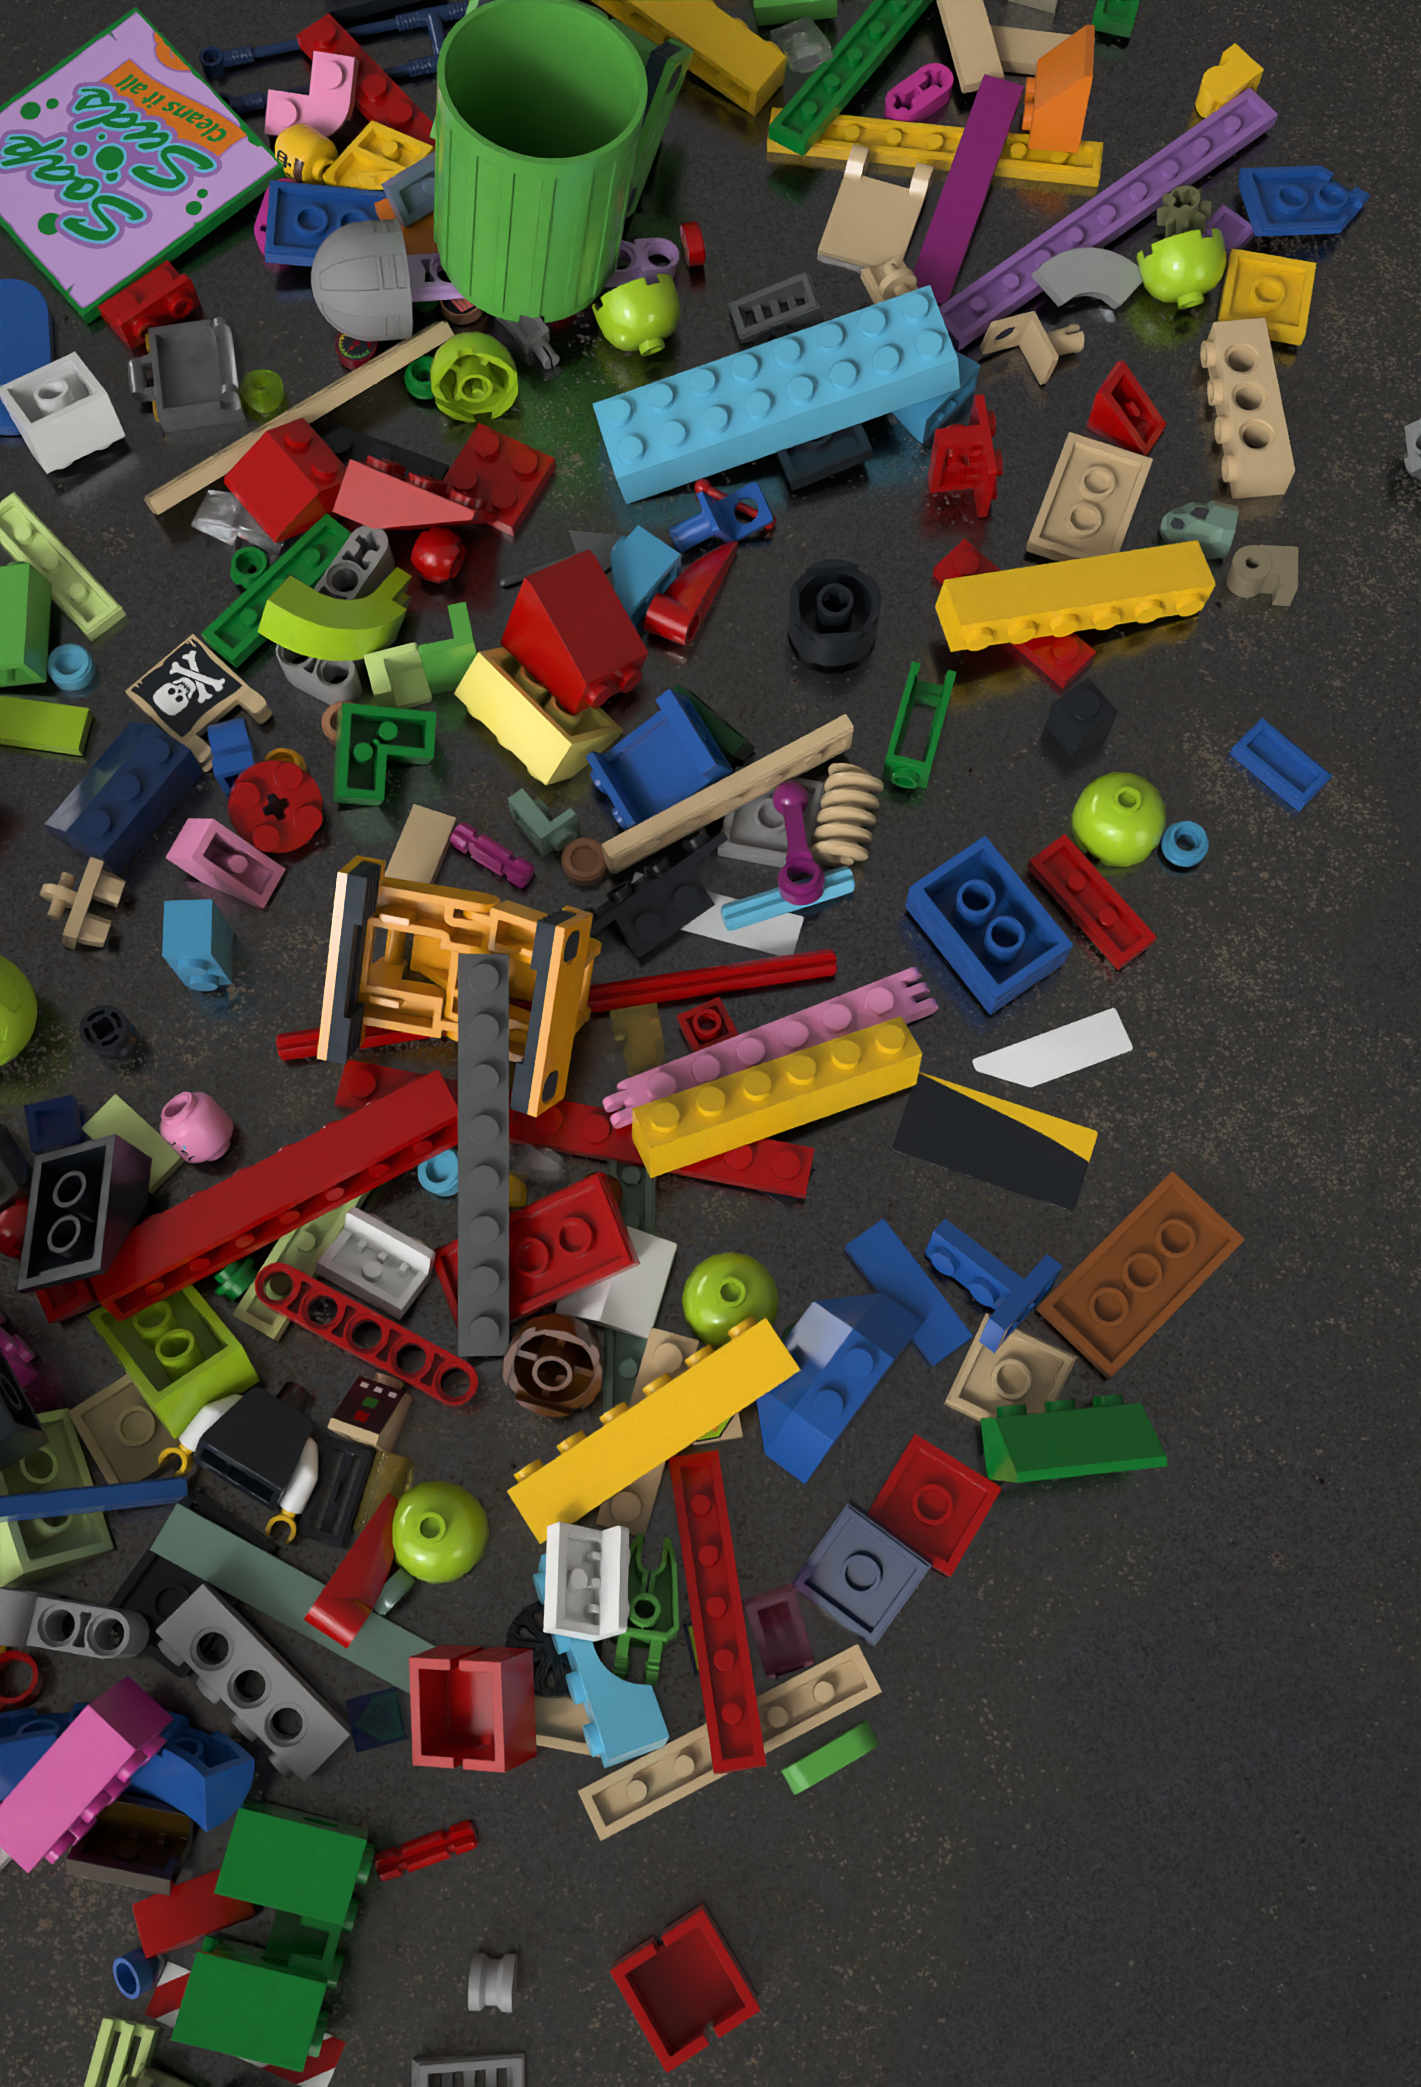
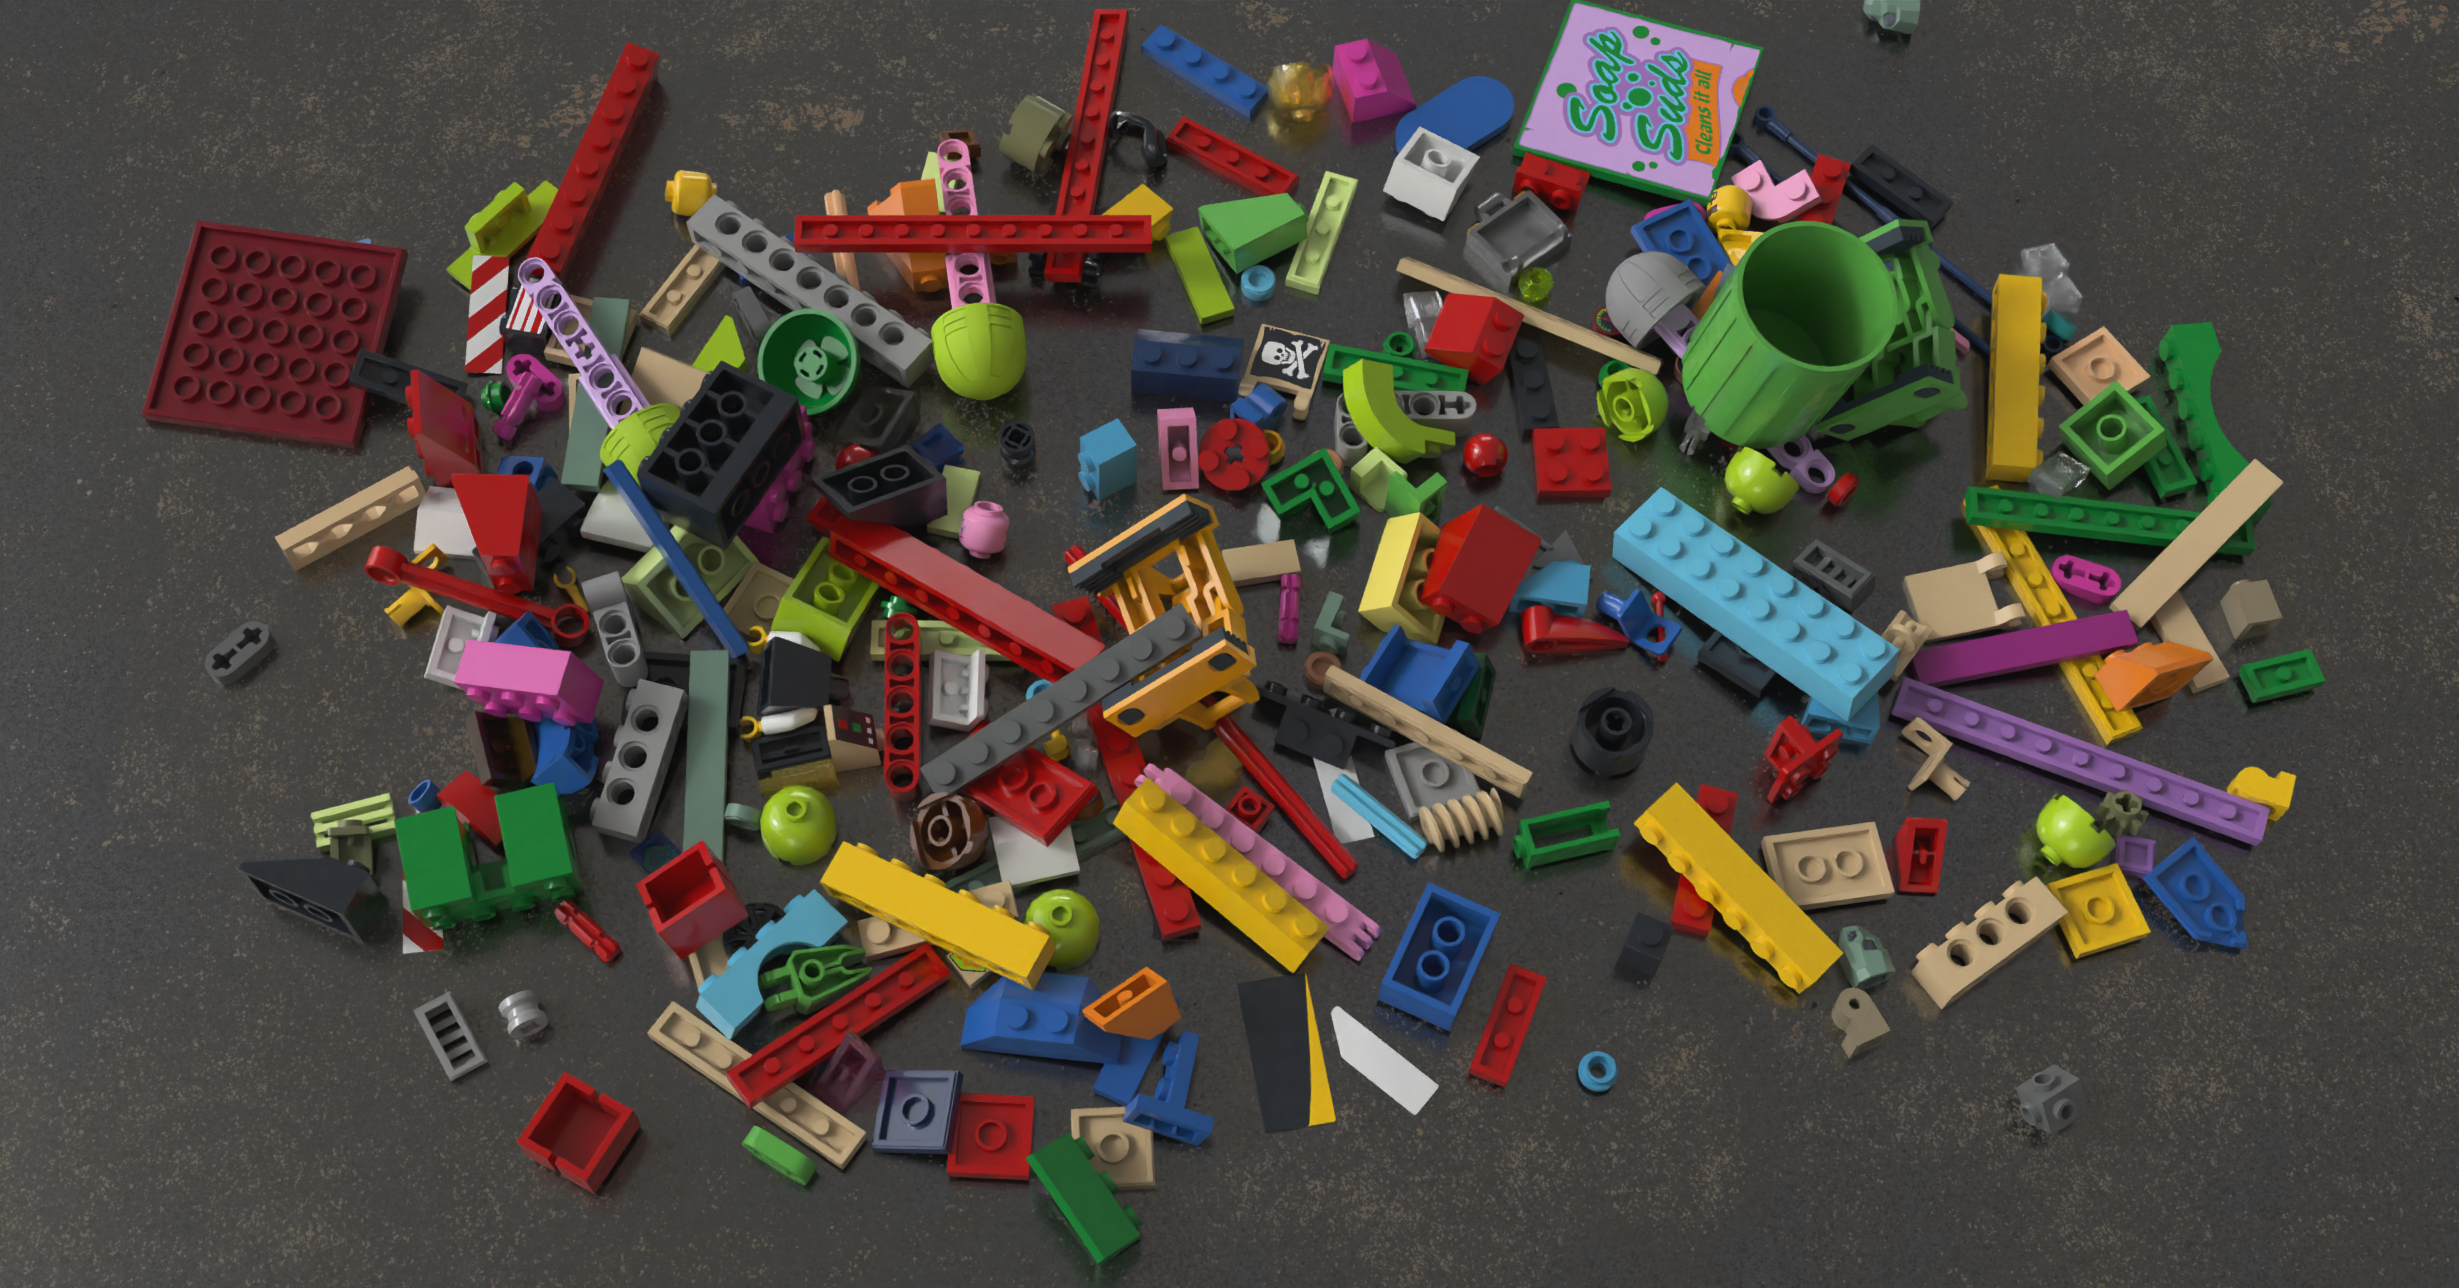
camera: 55 degrees right, 10 degrees down
(95, 885) = (1081, 386): tan hips -> none
(358, 1579) = (733, 785): red piece -> none
(387, 499) = (1504, 405): slope -> none
(586, 1581) = (808, 919): white bracket -> none
(791, 800) = (1451, 778): magenta piece -> none
(884, 1270) = (1136, 1007): none -> orange slope
(1088, 273) = (2017, 768): light grey tile -> none
(1119, 819) = (1587, 1013): lime cylinder -> none
(1140, 1274) = (1242, 1199): dark orange plate -> none
(1280, 764) = (1709, 1112): blue tile -> none

